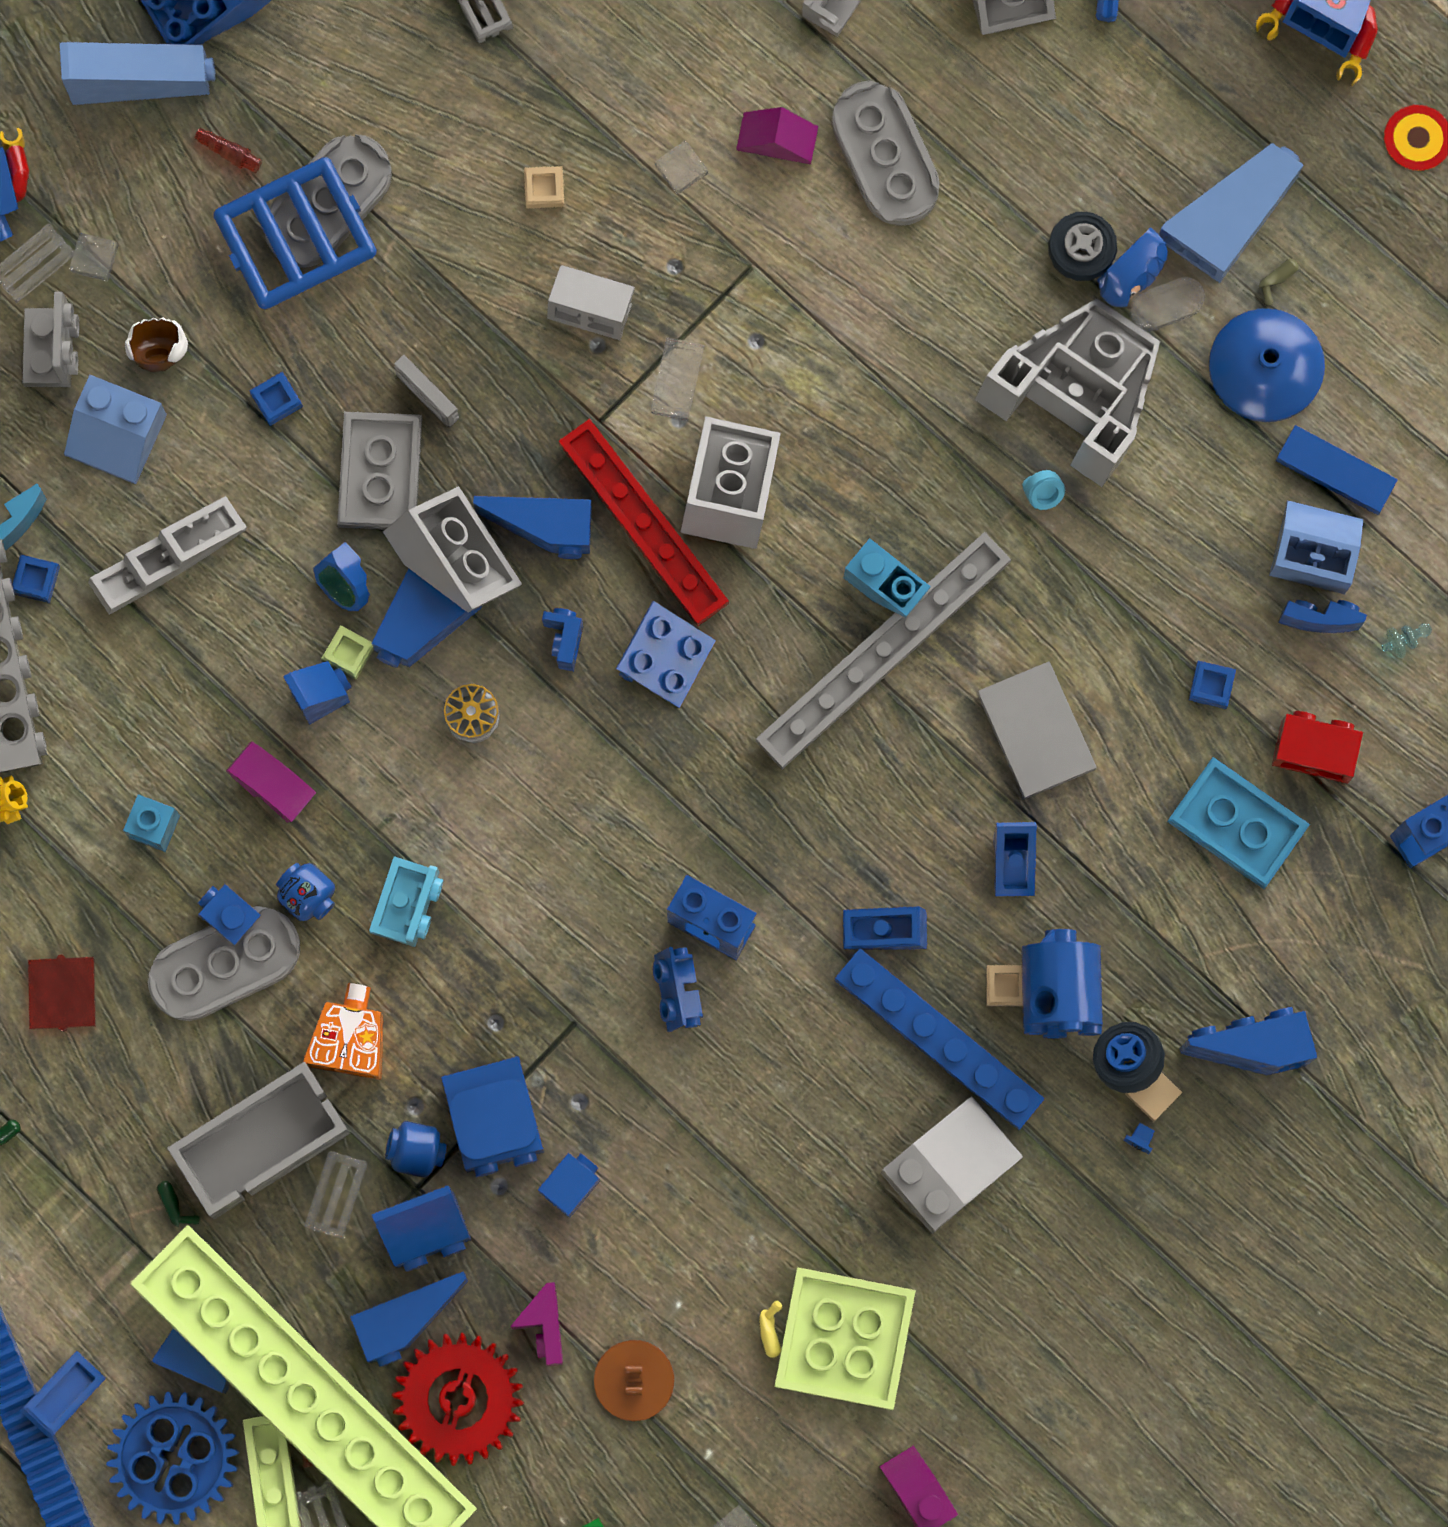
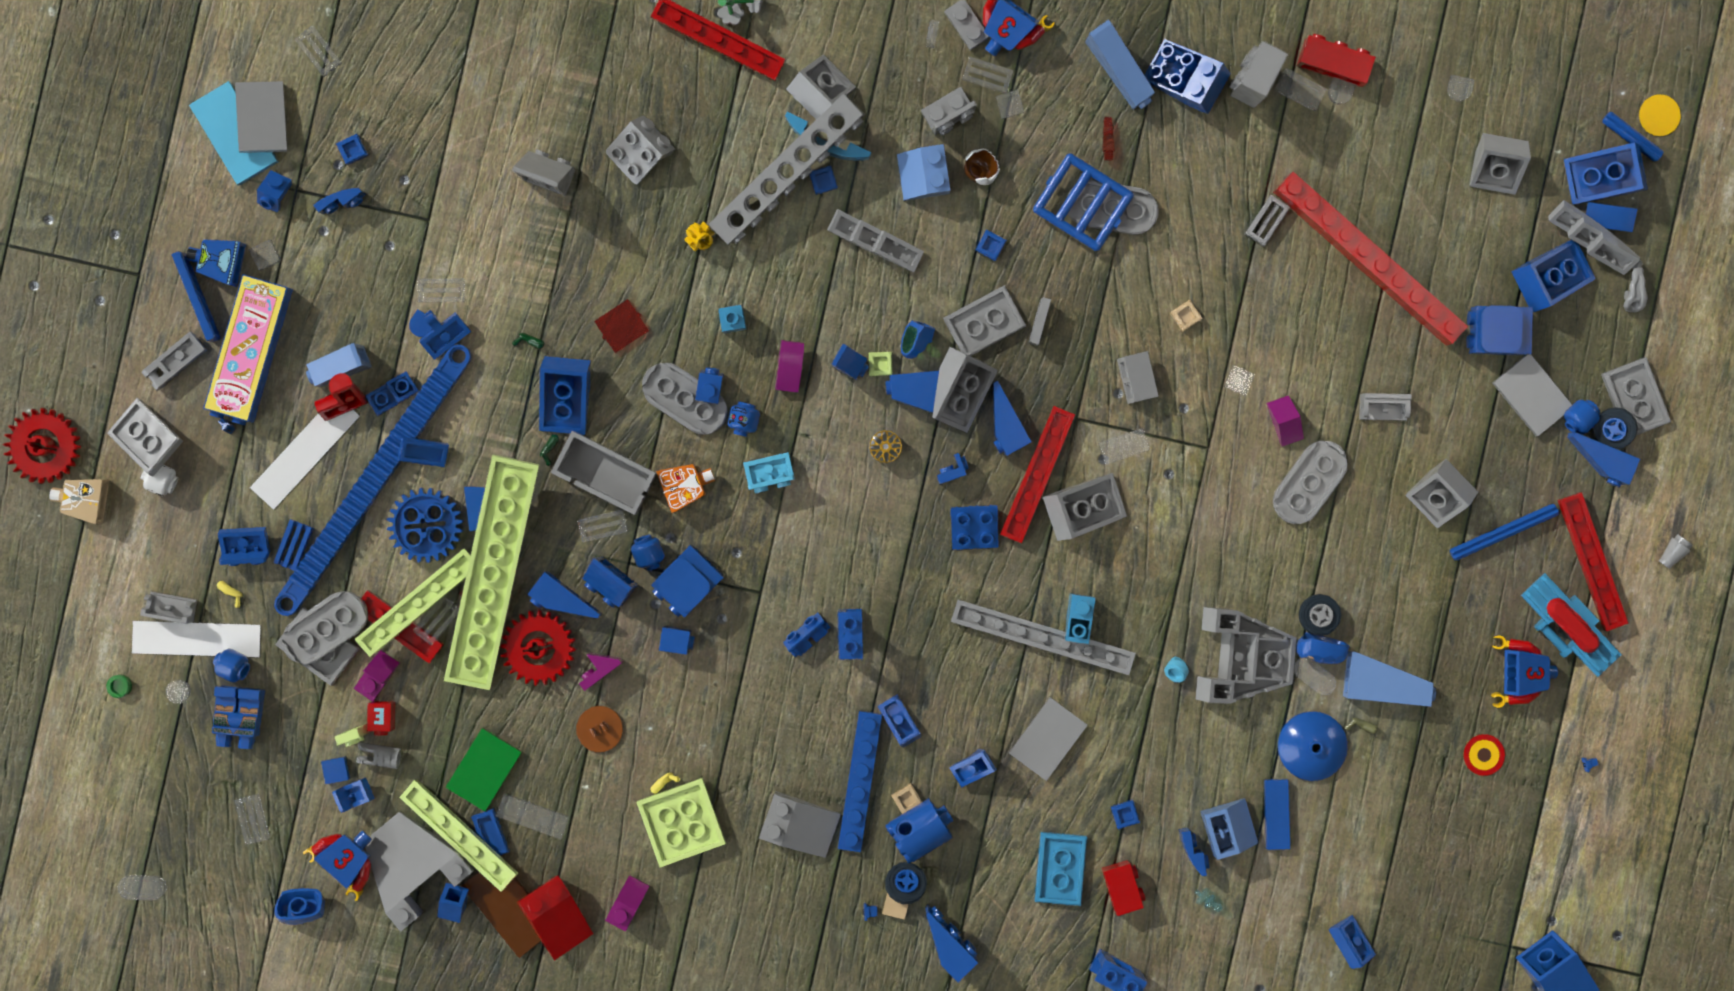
camera: 70 degrees right, 10 degrees up
(109, 1135) = (564, 395): none -> blue slope

